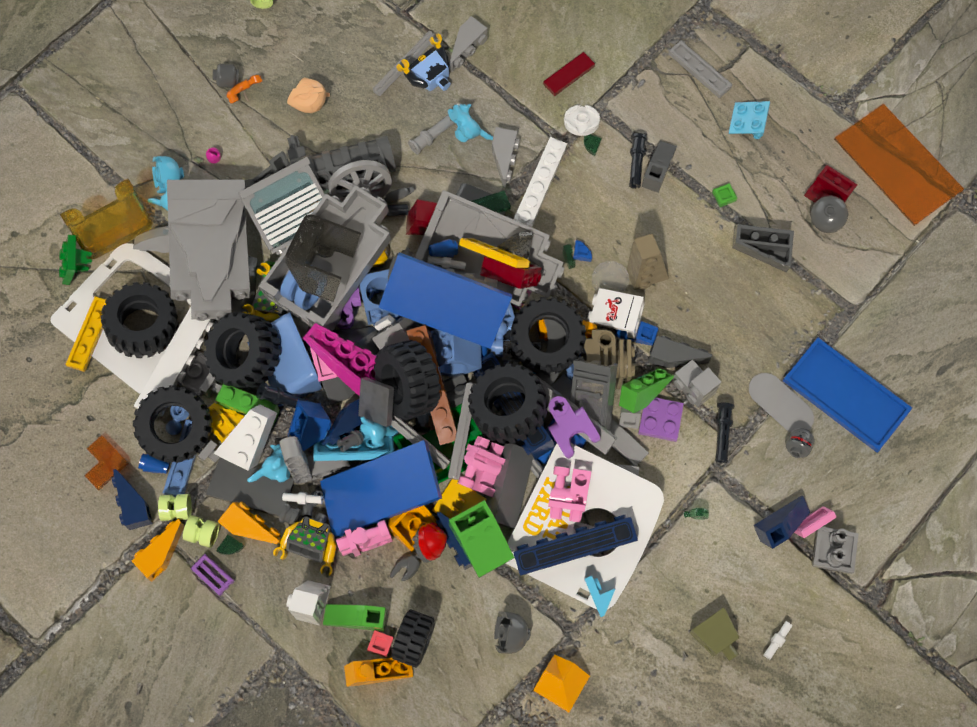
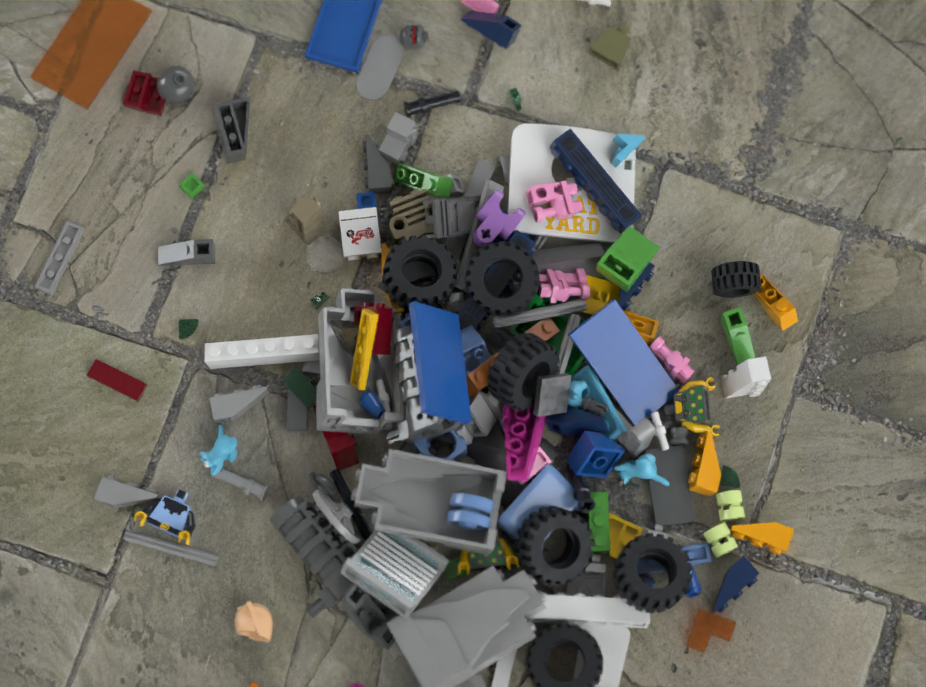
camera: 115 degrees left, 5 degrees up
(225, 586) = (749, 494): medium lavender tile -> none
(248, 438) = (631, 501): white wedge -> none
(319, 238) = (425, 514): clear smoke windscreen -> none
(380, 644) = (750, 309): coral plate -> none
(410, 563) = (670, 316): dark grey hand -> none
(429, 542) = (646, 303): red hair -> none
(511, 633) = (691, 206): dark grey cylinder -> none
(561, 682) = (709, 154): light orange slope -> none
(581, 120) = (166, 346): white tile -> none
(582, 252) = (307, 291): blue tile -> none
(637, 153) = (181, 280): black pin -> none
(661, 419) = (442, 158): medium lavender plate -> none
(749, 118) = (99, 190): medium azure hinge -> none

